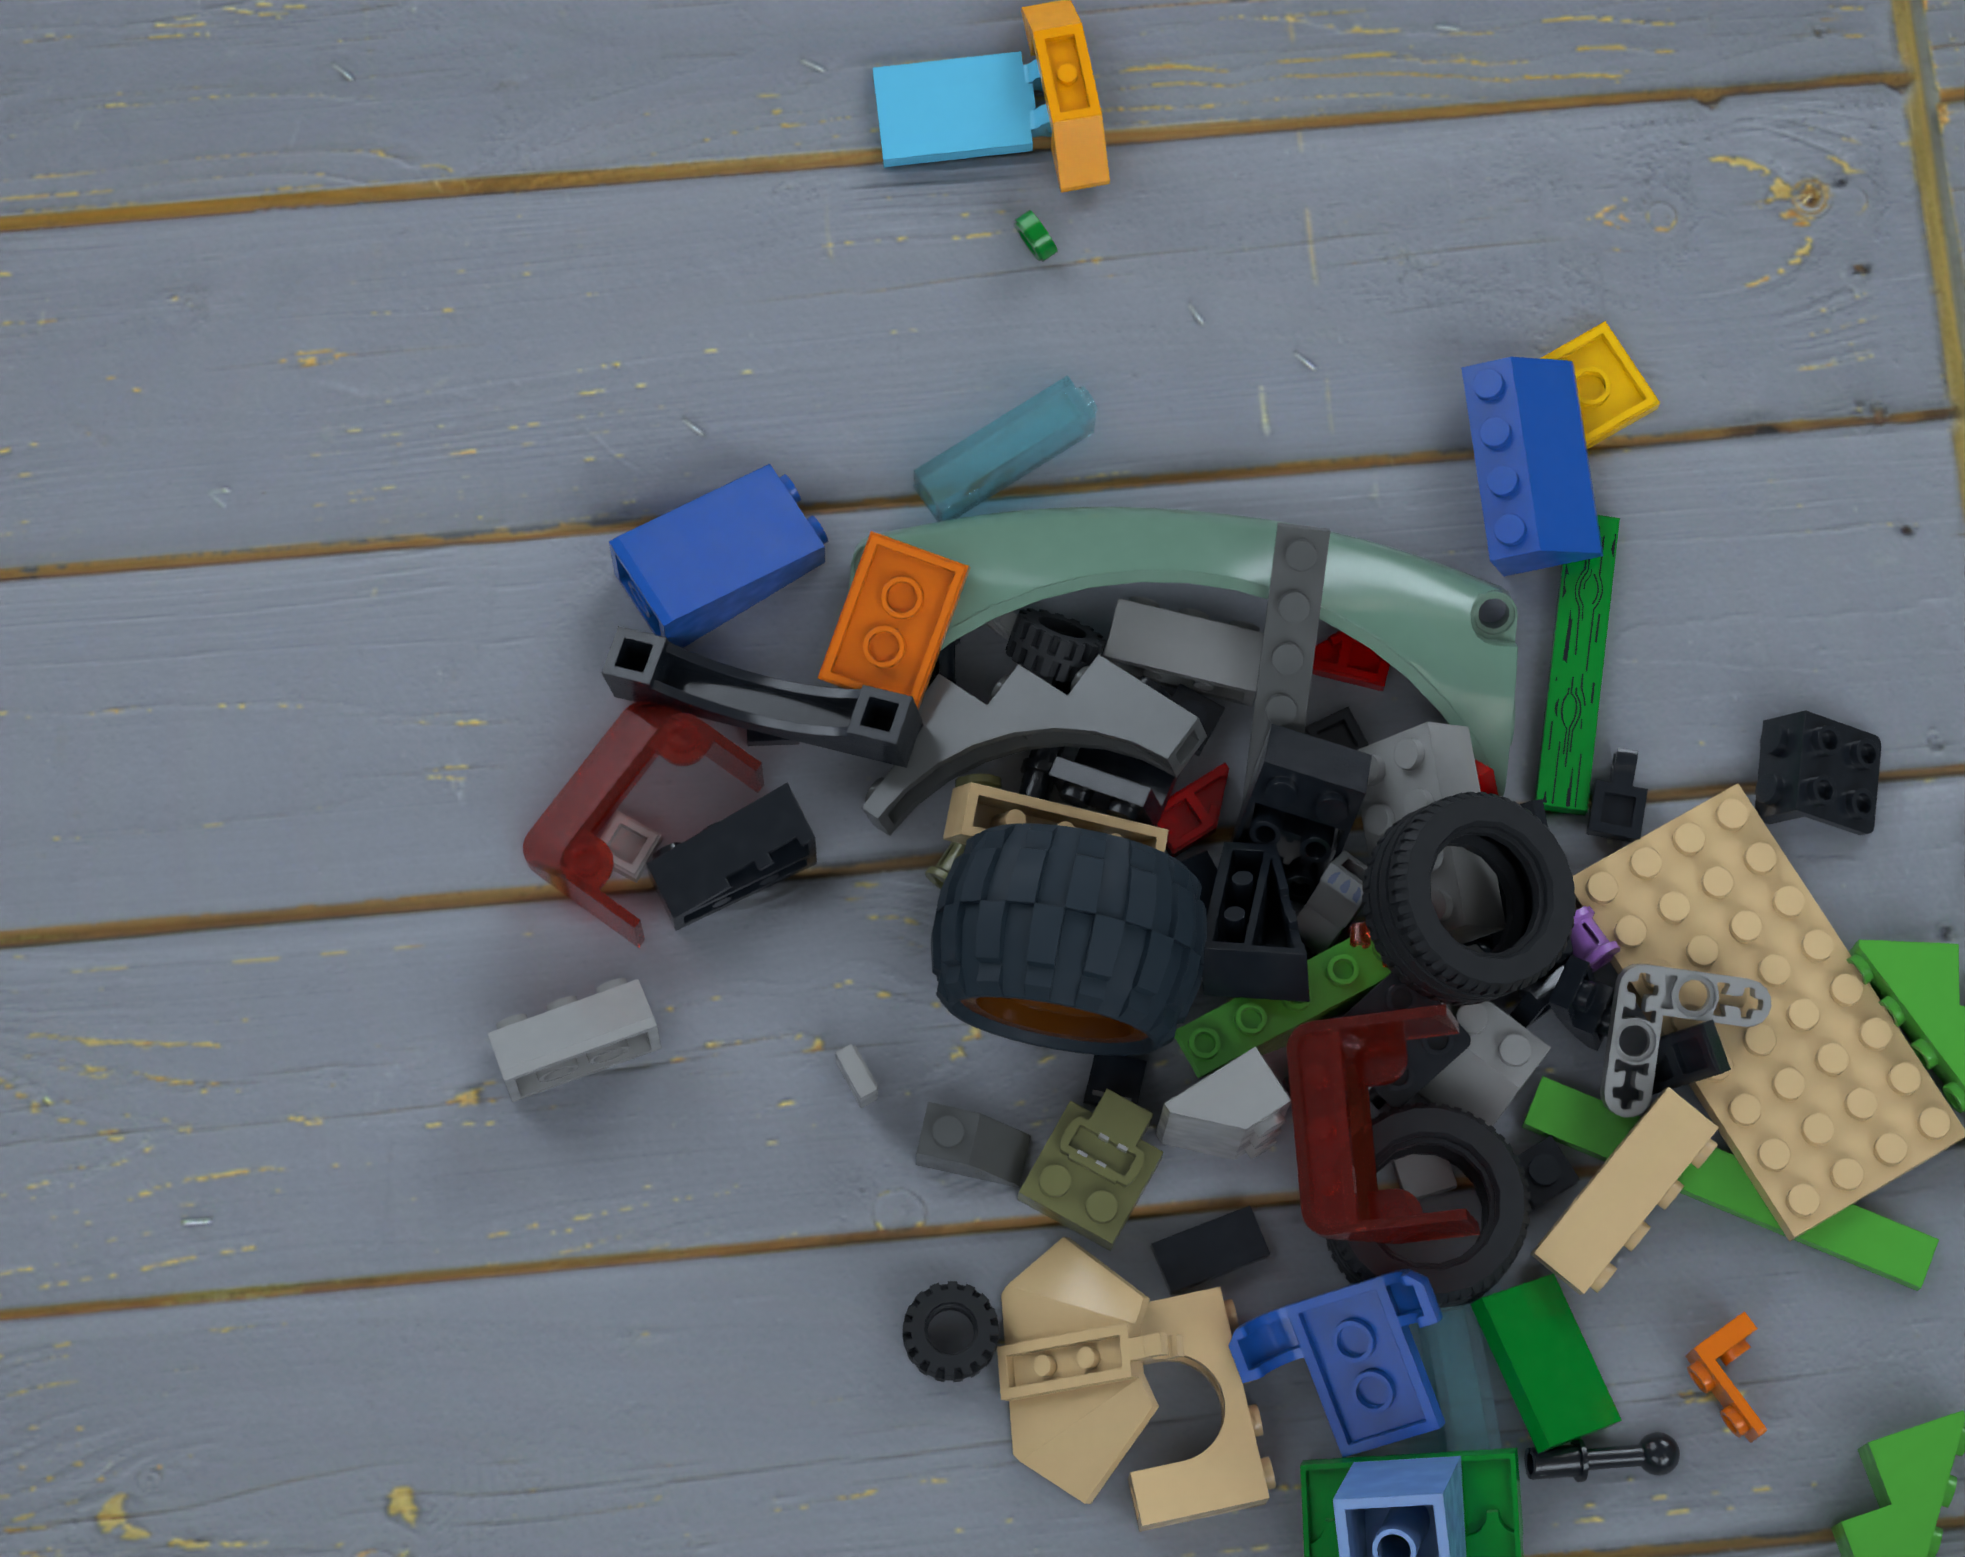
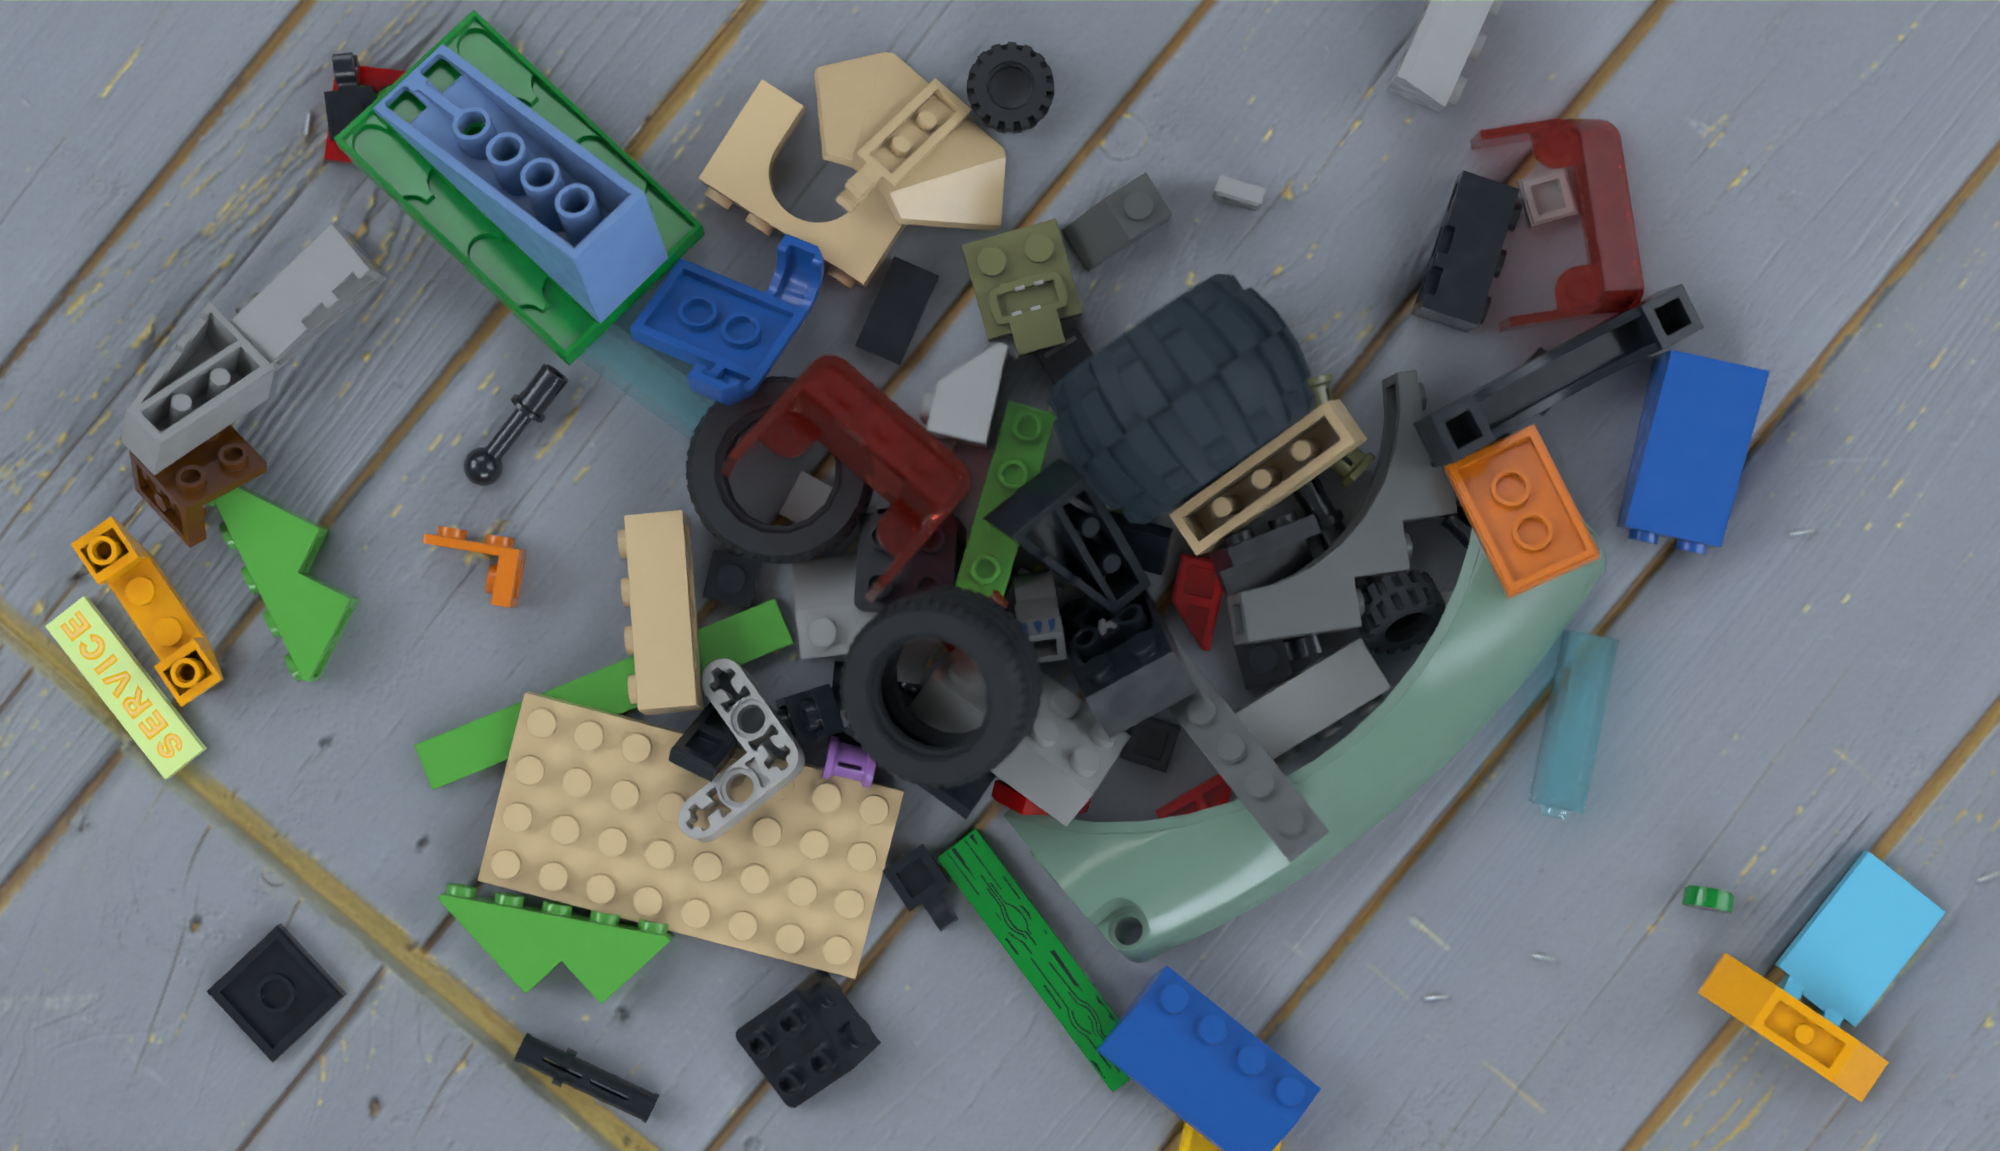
camera: 140 degrees right, 15 degrees up
(1545, 1362) = (607, 447): green tile -> none

